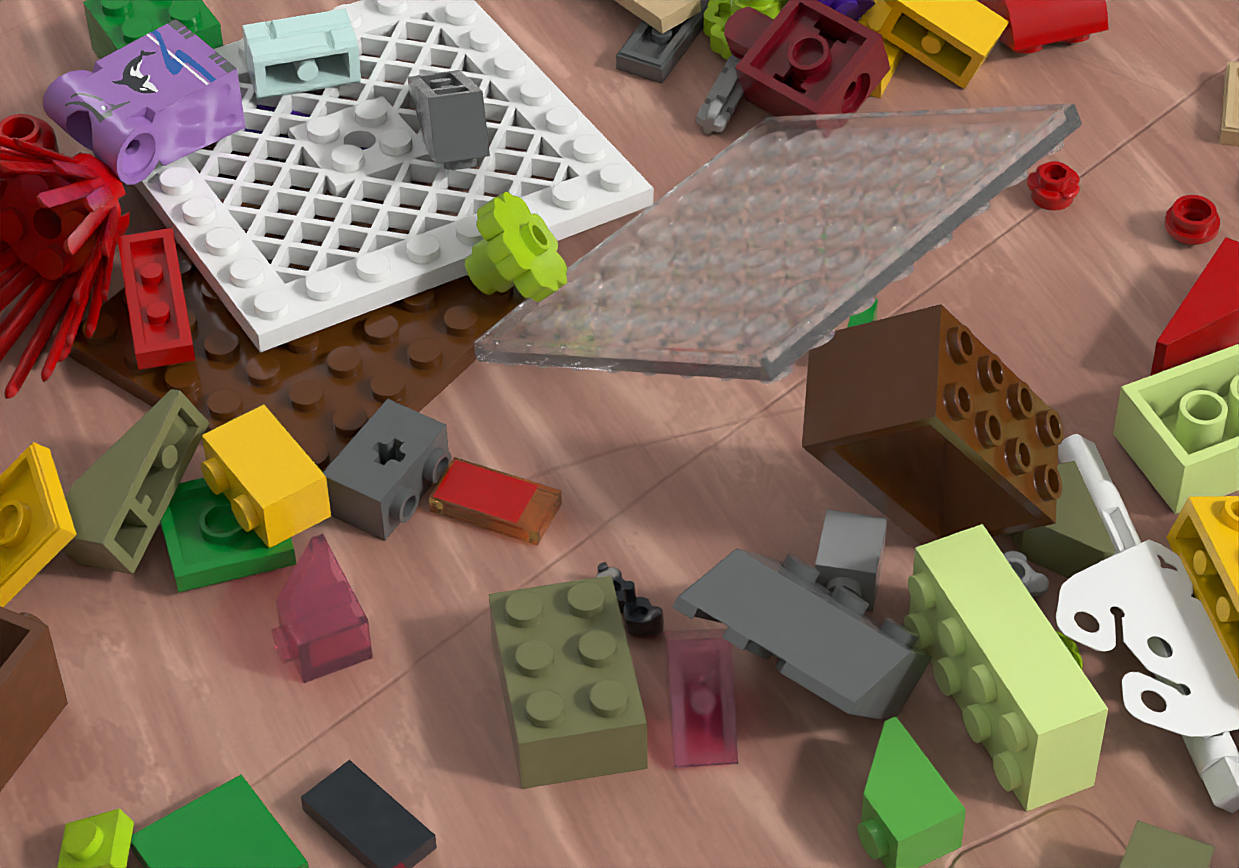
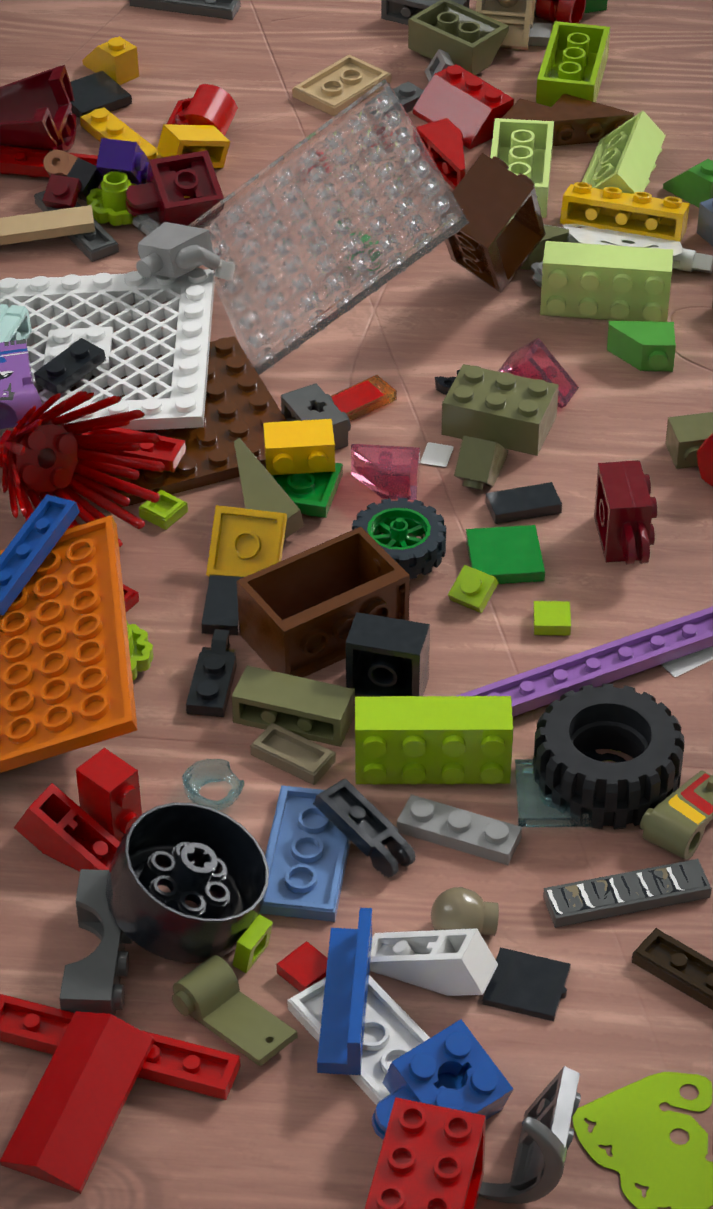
camera: 60 degrees left, 5 degrees down
(86, 404) = (165, 511): none -> lime tile
(140, 658) = (400, 525): none -> wheel
(280, 150) = (70, 366): none -> black plate
(419, 715) = (479, 462): none -> olive slope
(433, 657) = (437, 454): none -> white sticker
(450, 118) = (112, 299): dark grey slope -> none
(515, 251) = (229, 316): lime plant -> none
(620, 125) = (177, 250): none -> light grey torso
(815, 633) = (553, 321): dark grey wedge -> none
(852, 553) = (499, 307): light grey brick -> none

